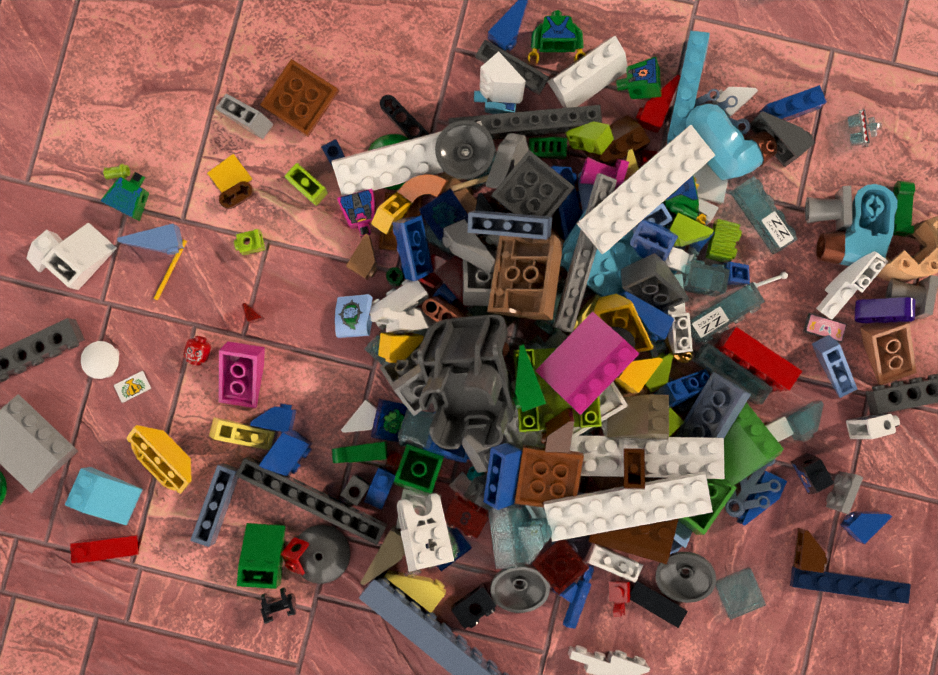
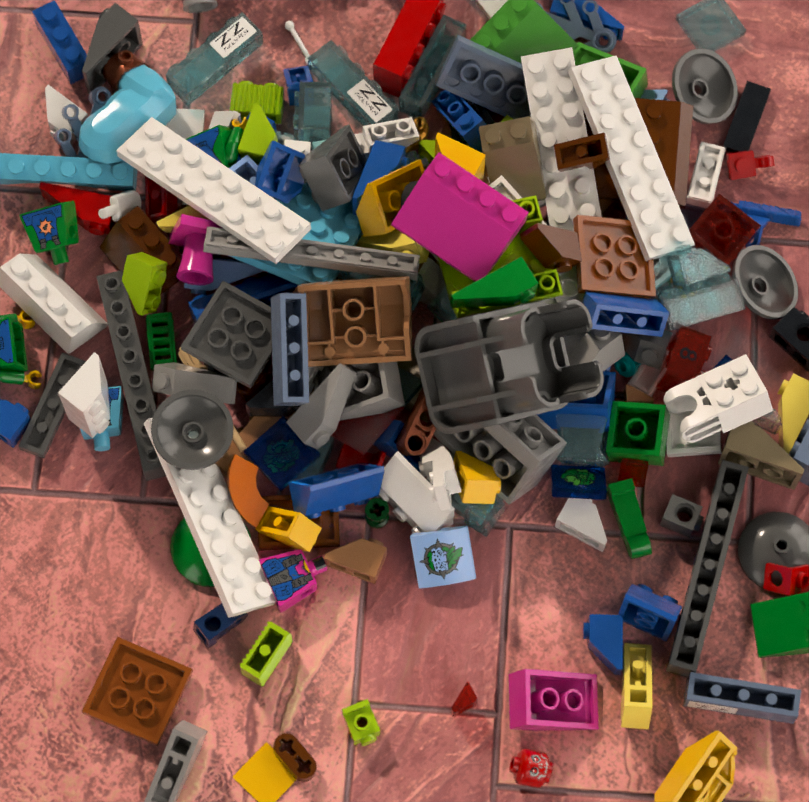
camera: 100 degrees left, 15 degrees down
(380, 488) = (669, 479): blue slope -> none
(408, 123) = (150, 532): black beam -> none
(447, 474) = (634, 395): none -> medium nougat slope
(654, 131) = (121, 205): none -> white piece

